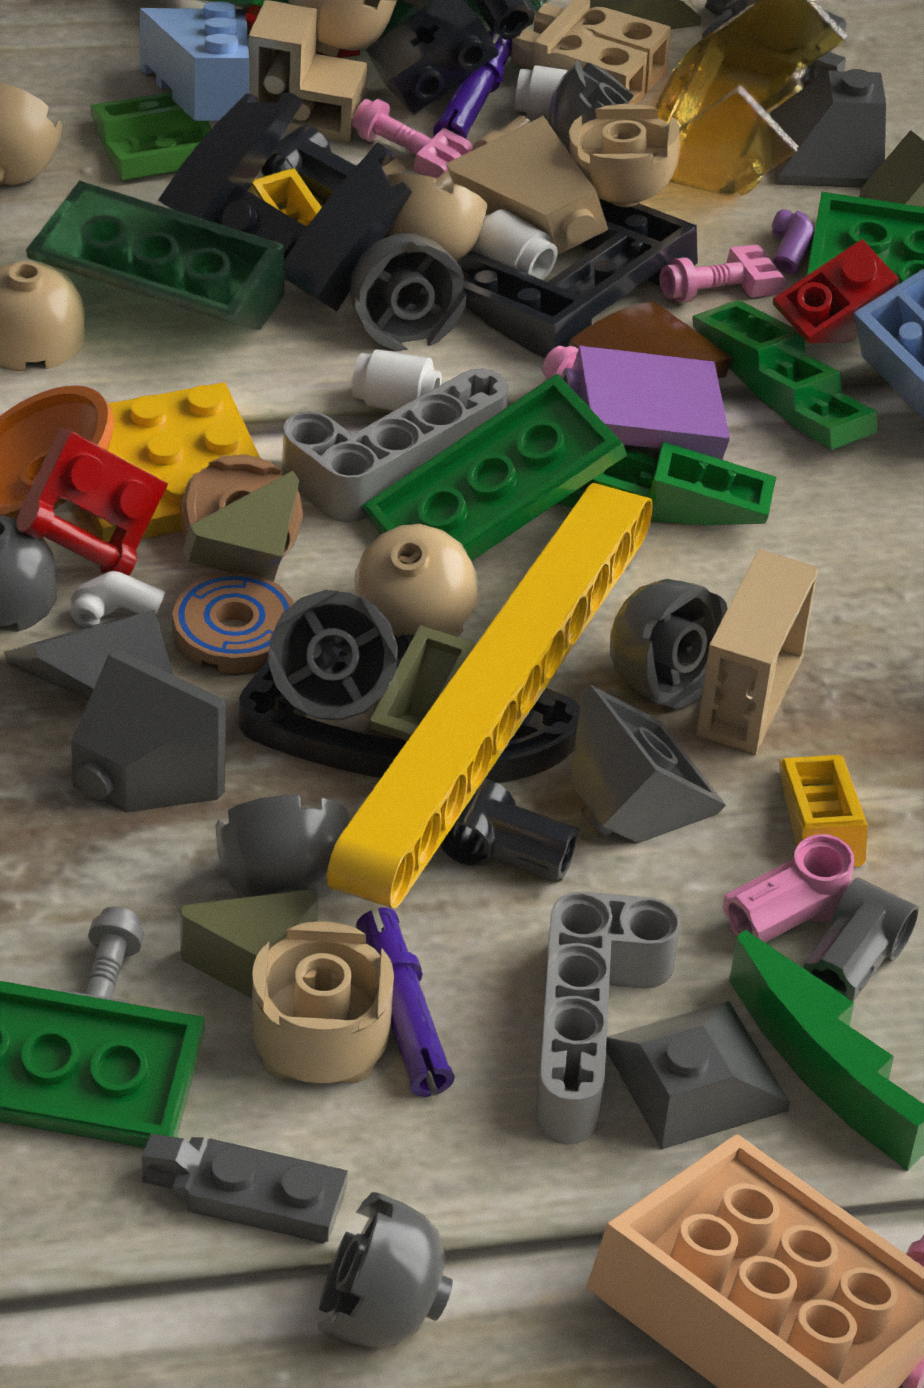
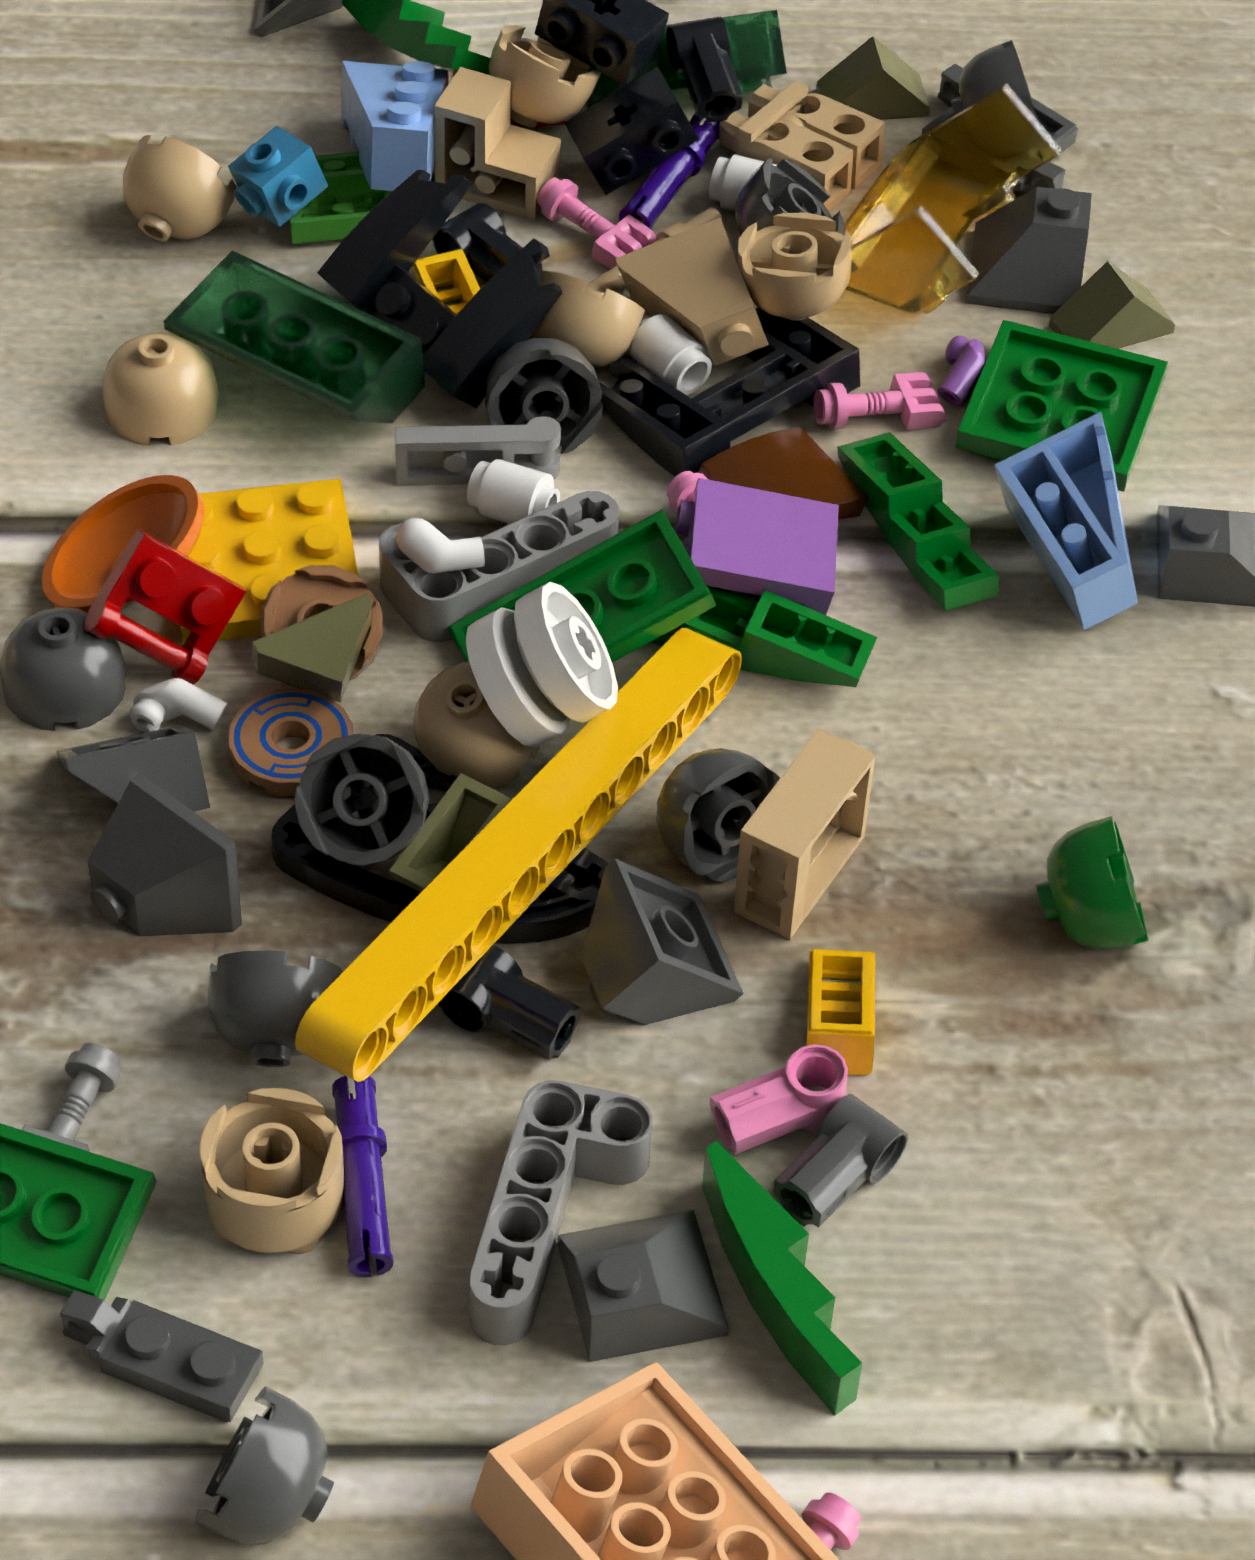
camera: 10 degrees right, 5 degrees up
(103, 114) = (277, 176): none -> dark azure brick
(229, 933) = (202, 1081): olive slope -> none
(331, 348) = (451, 452): none -> light grey plate
(345, 432) = (435, 551): none -> white arm
(479, 518) = (541, 665): none -> white wheel
(826, 299) = (966, 449): red slope -> none

